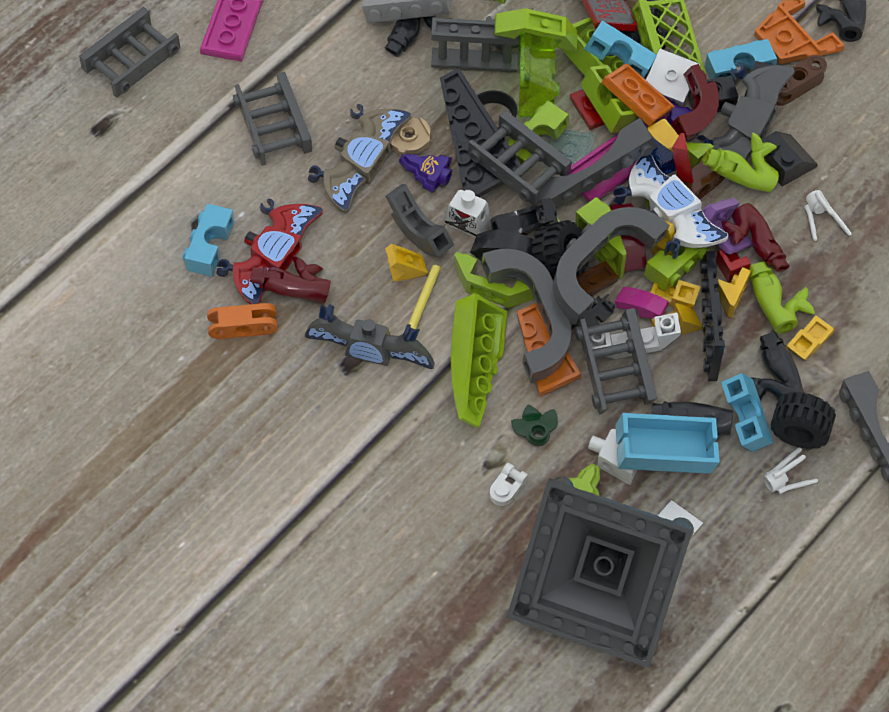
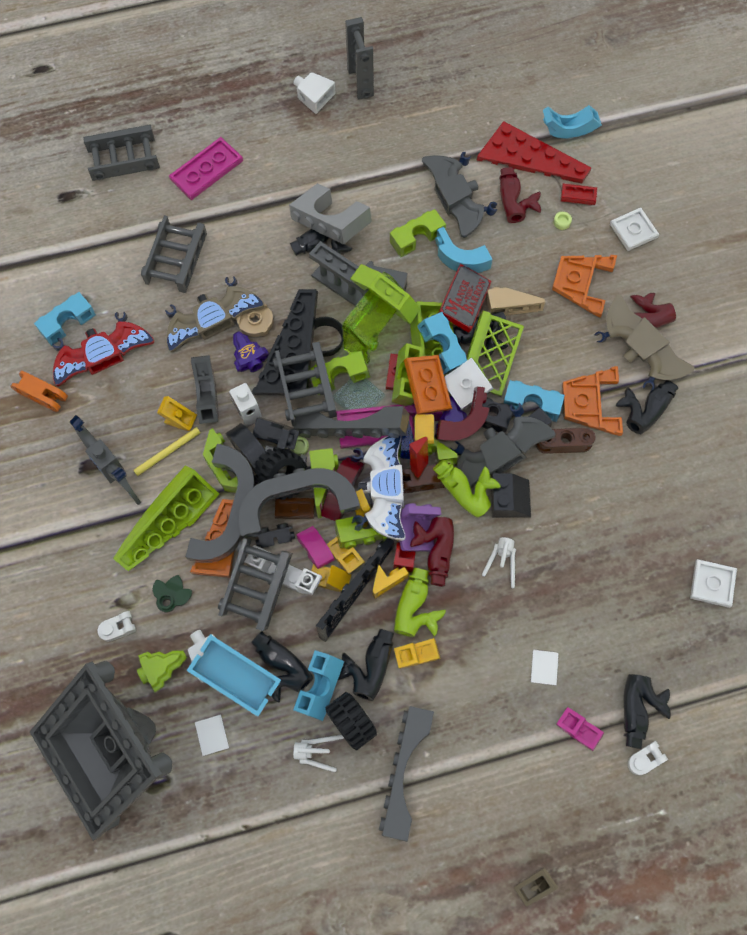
camera: 35 degrees right, 10 degrees up
(287, 284) = (85, 384): dark red piece -> none

